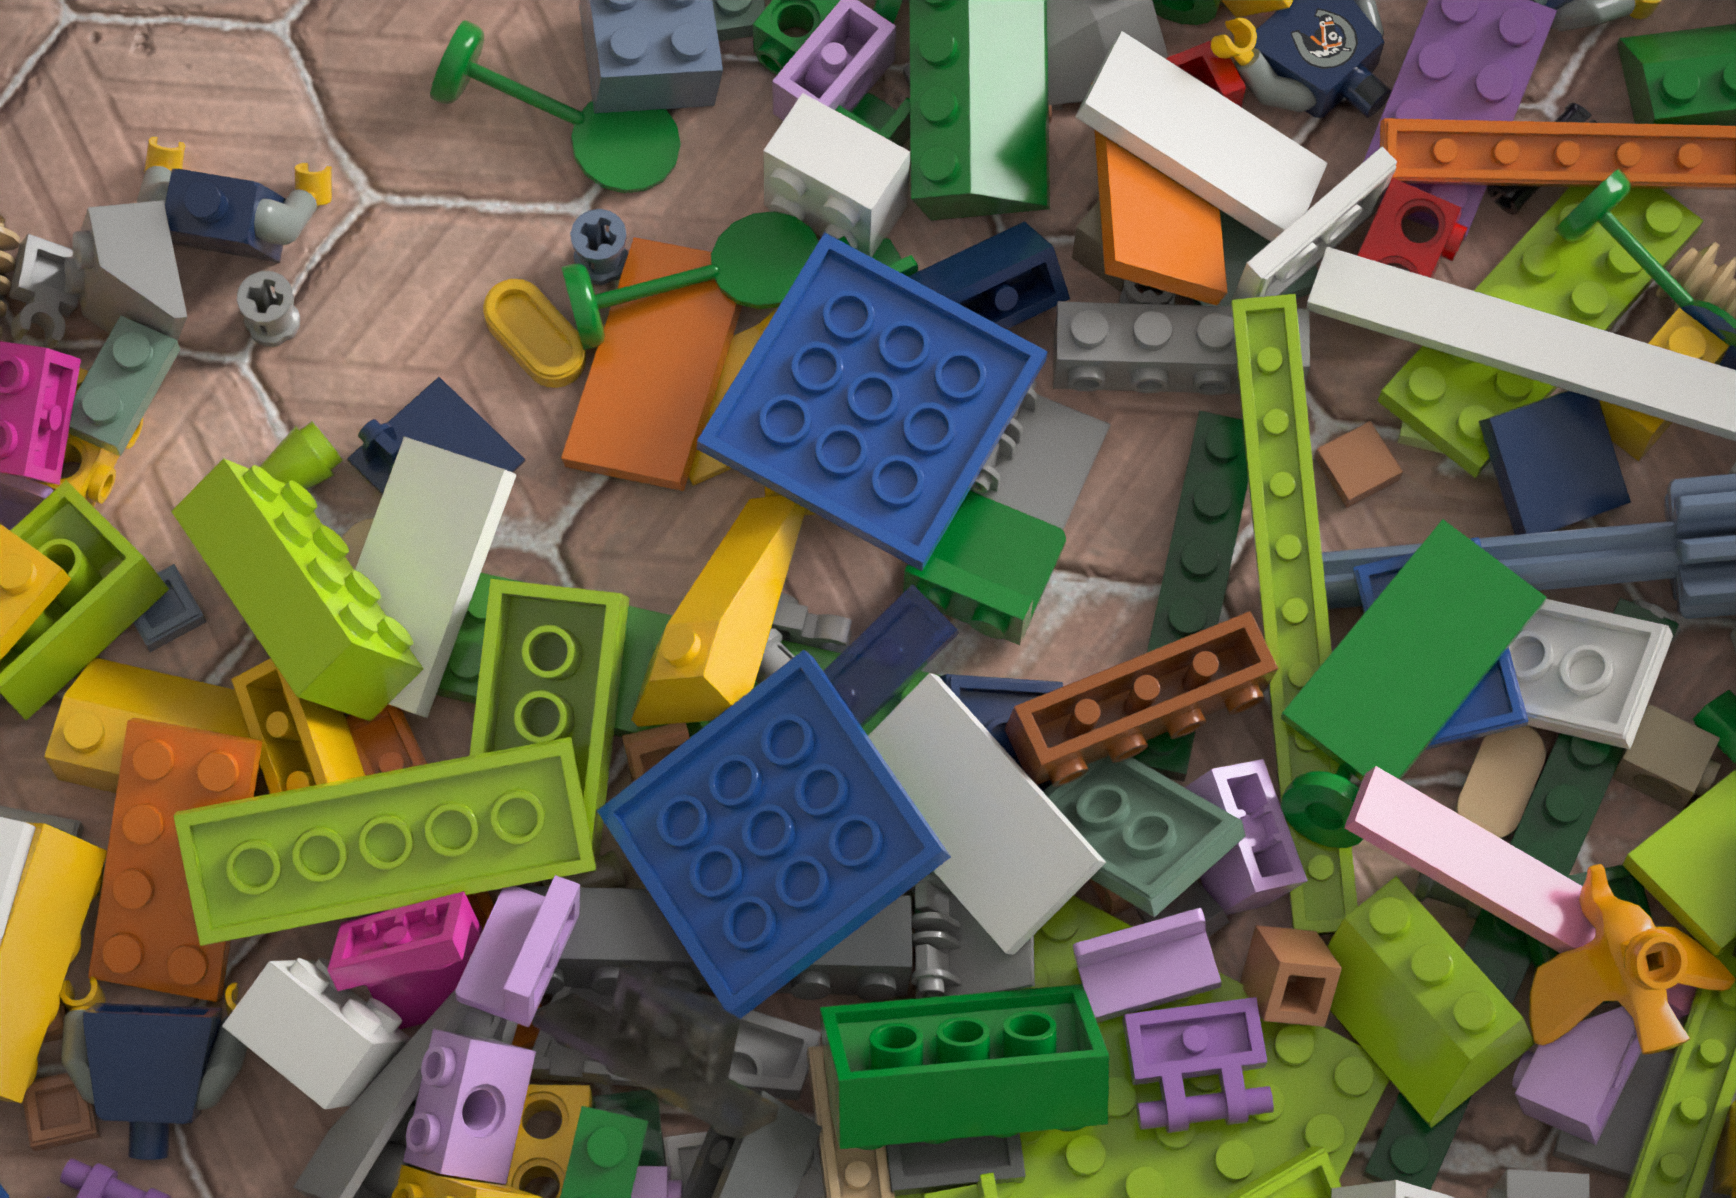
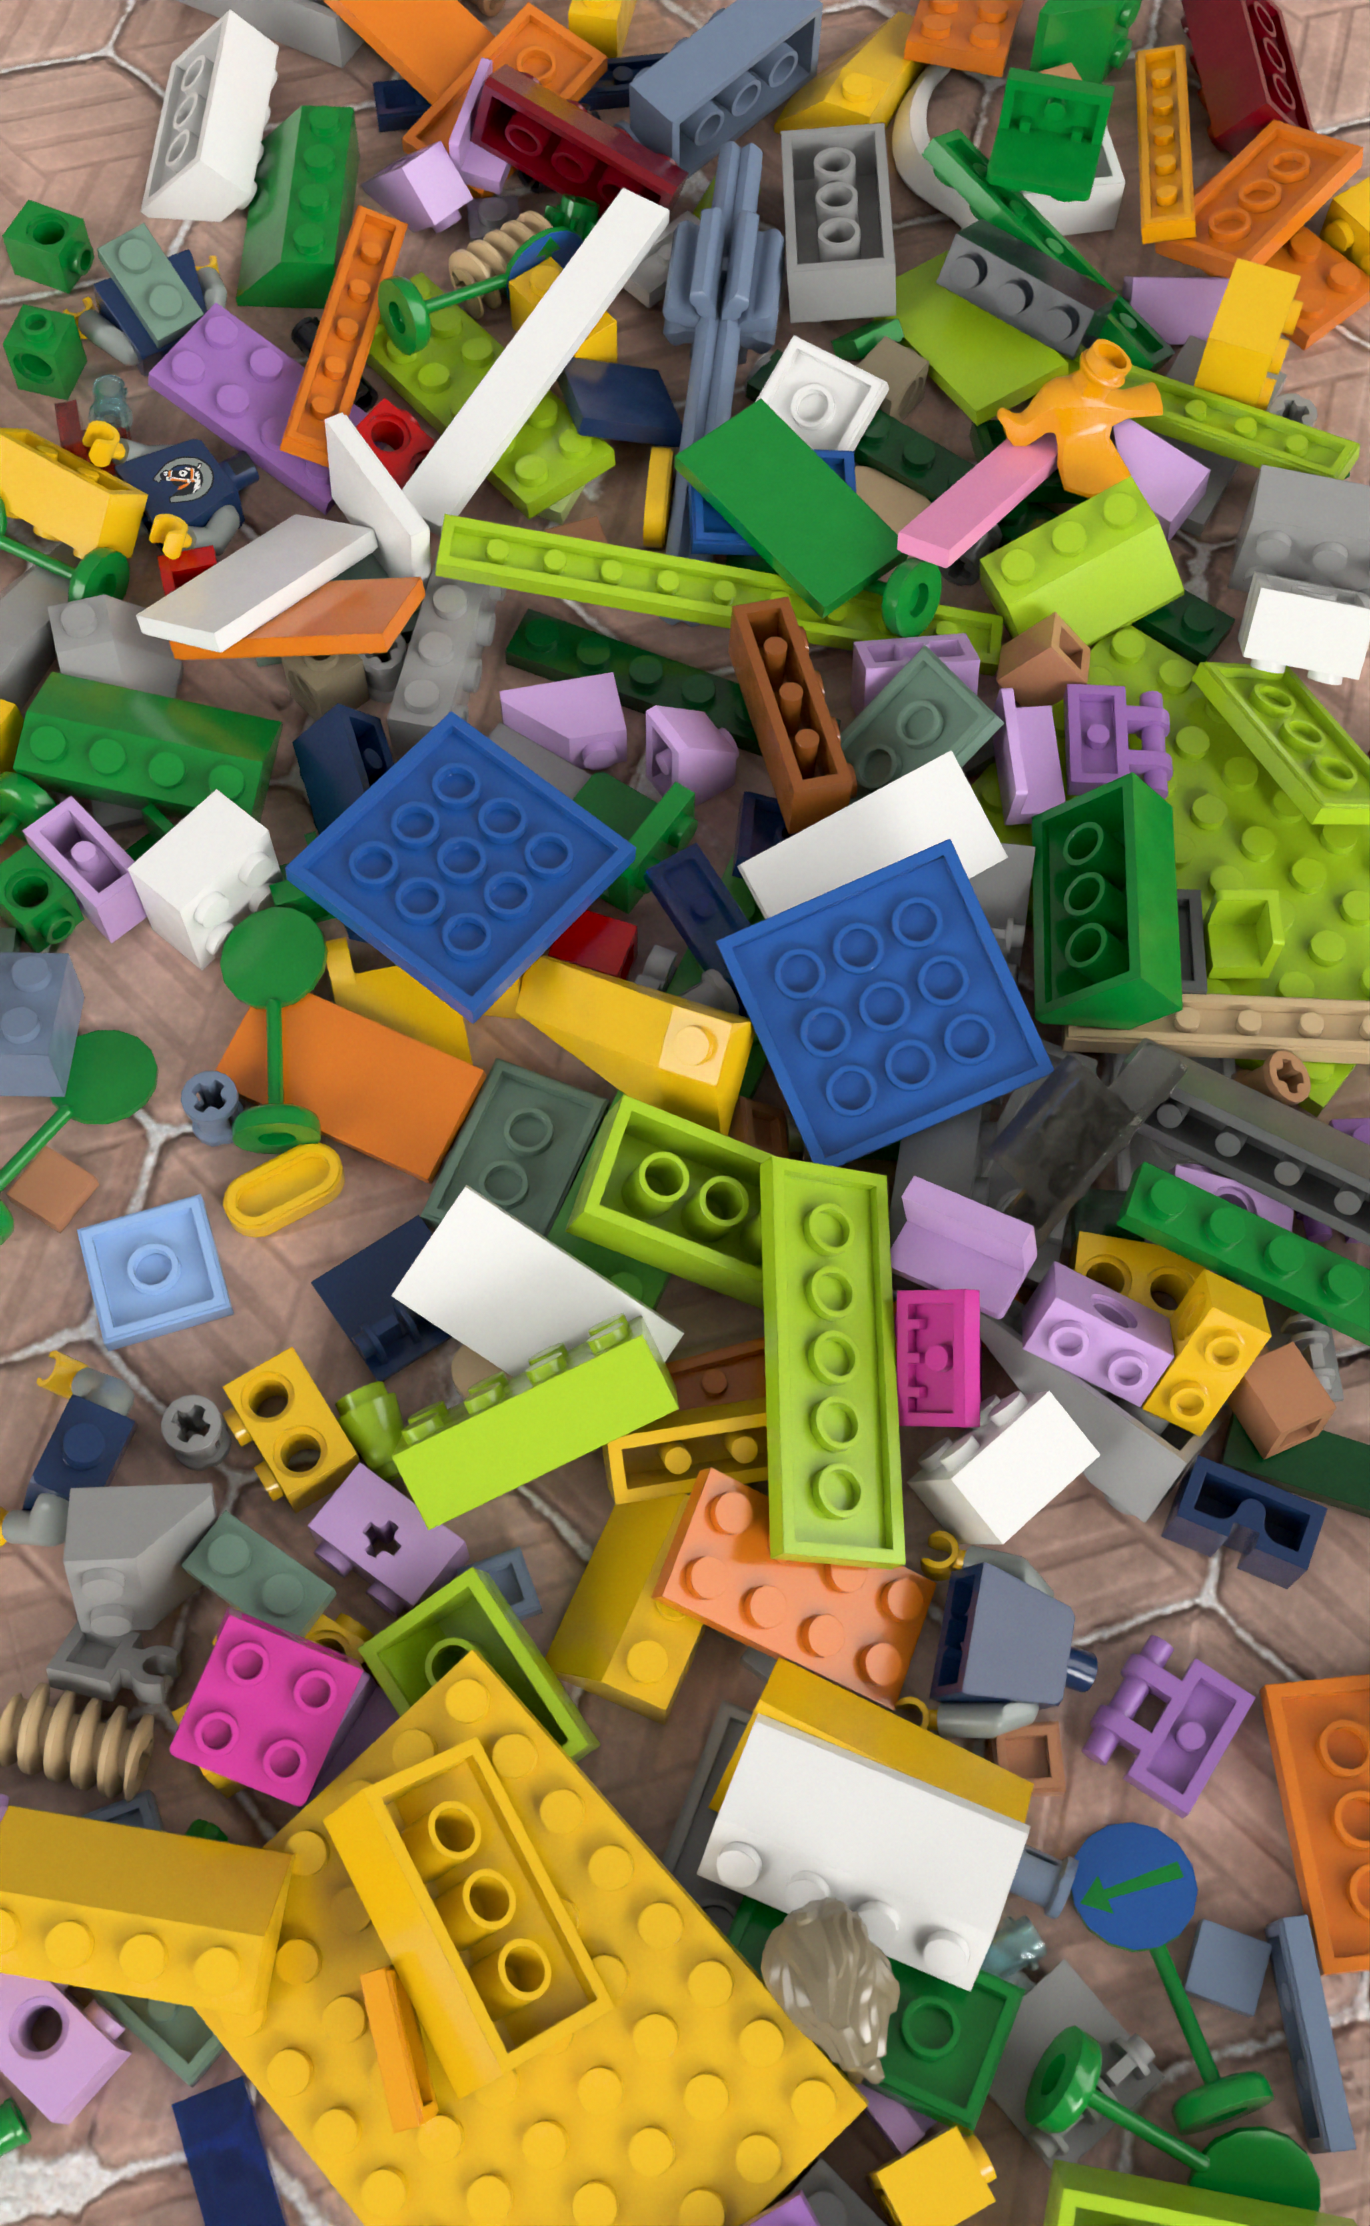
camera: 80 degrees left, 5 degrees down
(176, 466) = (371, 1510): none -> lavender brick
(291, 397) = (301, 1425): none -> yellow brick
(431, 238) = (154, 1272): none -> light blue tile
(499, 128) = (52, 1189): none -> nougat tile
(602, 535) = (520, 1146): none -> sand green tile
(835, 570) = (599, 945): none -> red panel
(1091, 614) = (688, 750): none -> lavender slope
(1119, 497) = (571, 718): none -> lavender slope
(1416, 526) = (658, 497): none -> yellow tile

